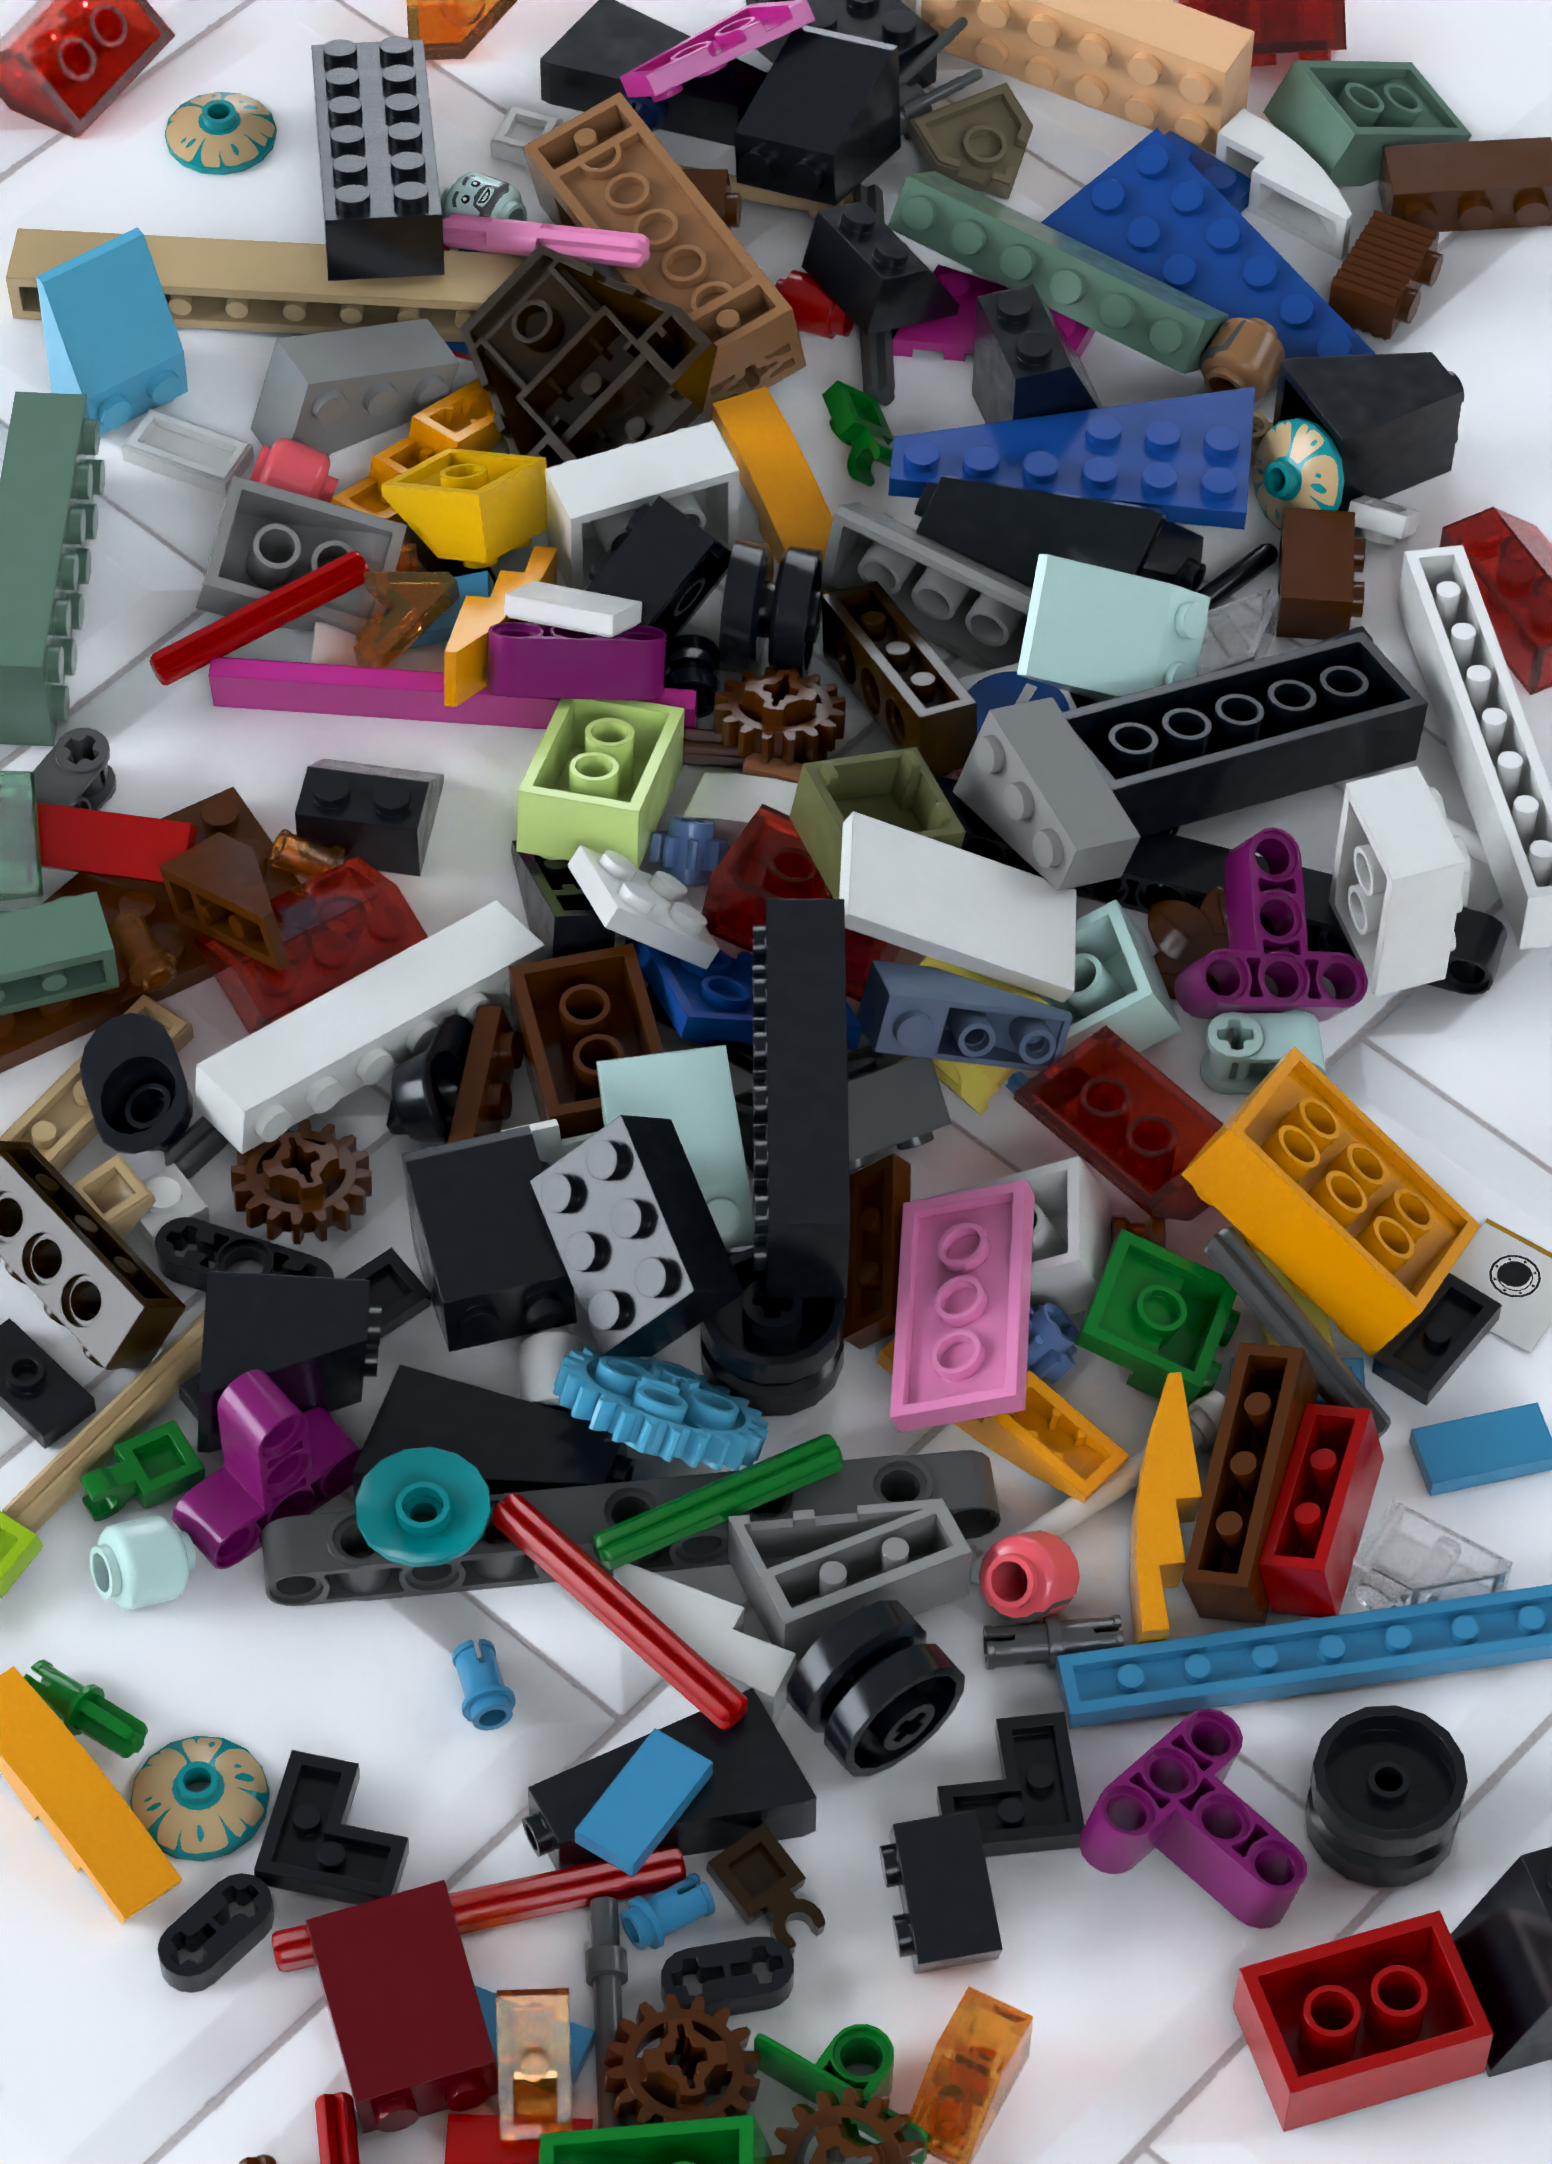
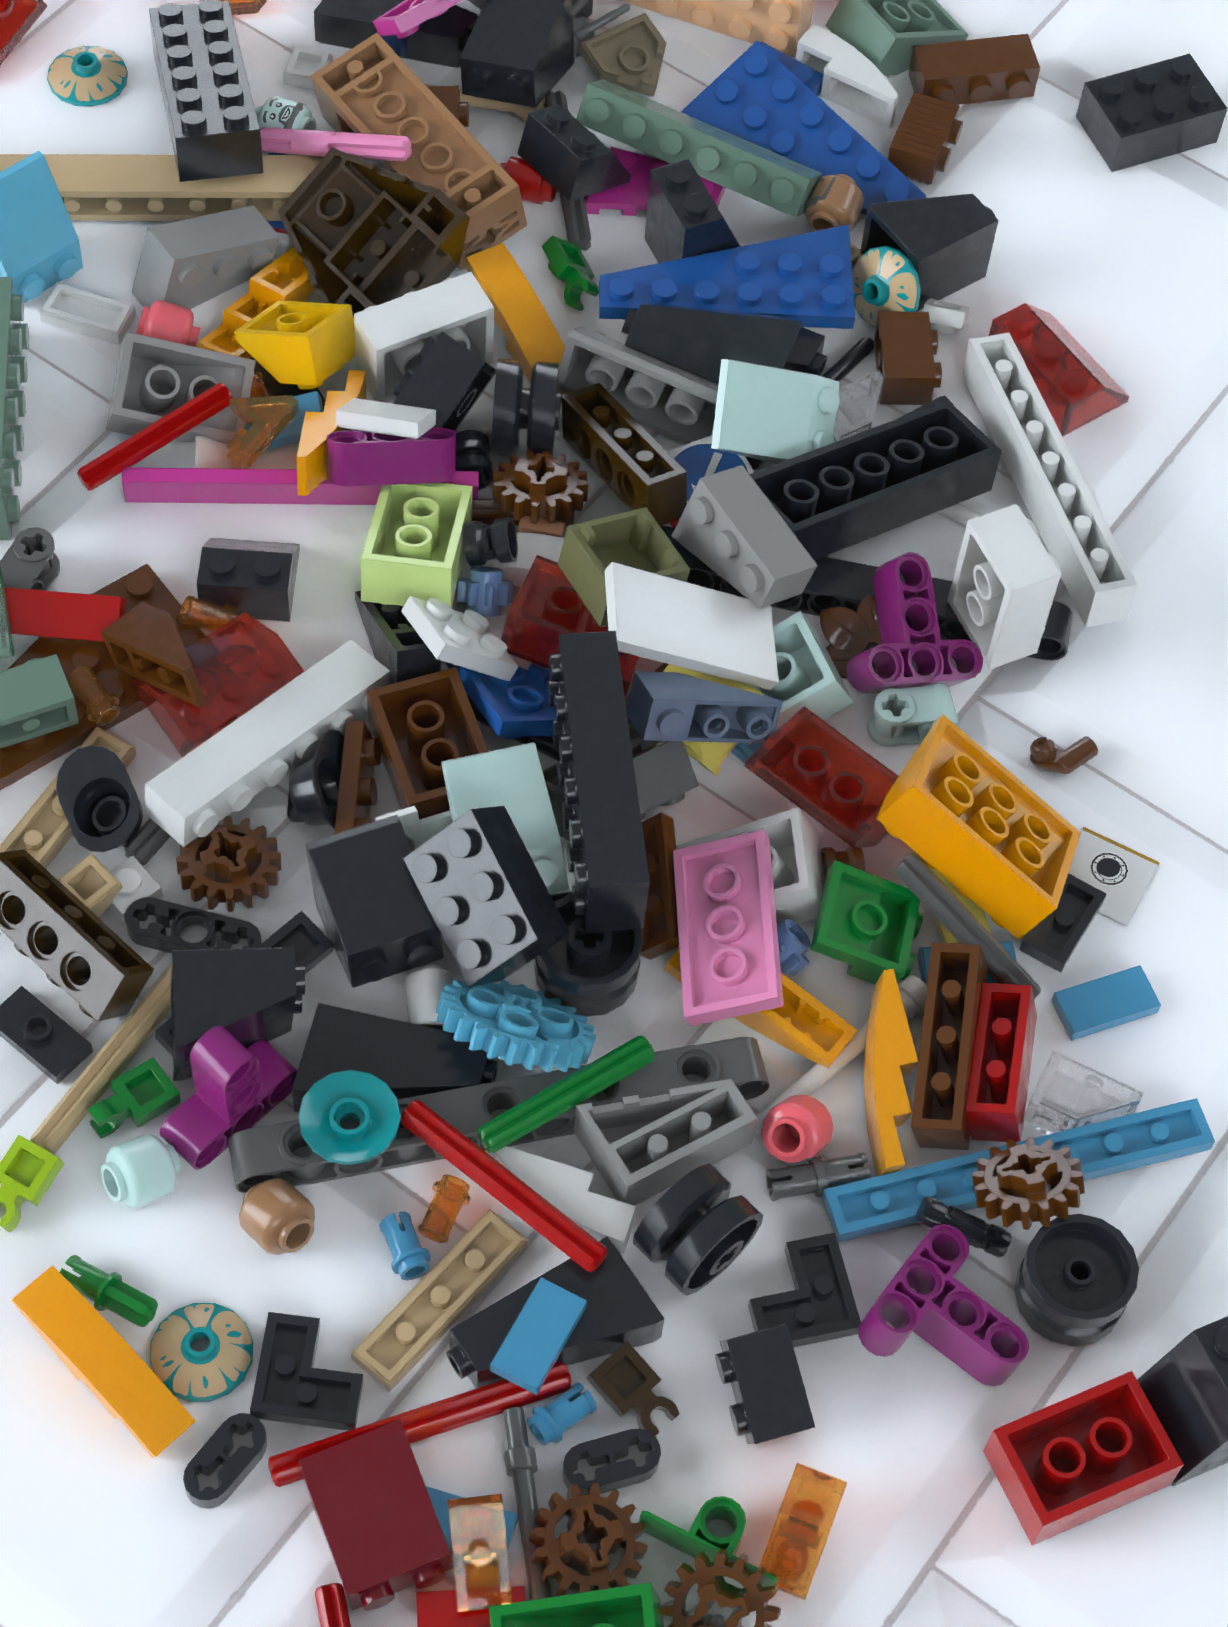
camera: 10 degrees left, 5 degrees up
(317, 1633) = (277, 1216): none -> medium nougat head
(525, 1751) = (439, 1300): none -> tan tile
(549, 1628) = (444, 1208): none -> clear orange pin
(700, 783) = (490, 541): none -> black wheel
(1256, 1724) = (977, 1232): none -> black axle
(1332, 1663) = (1028, 1183): none -> reddish brown gear
(1467, 1128) = (1061, 761): none -> reddish brown arm

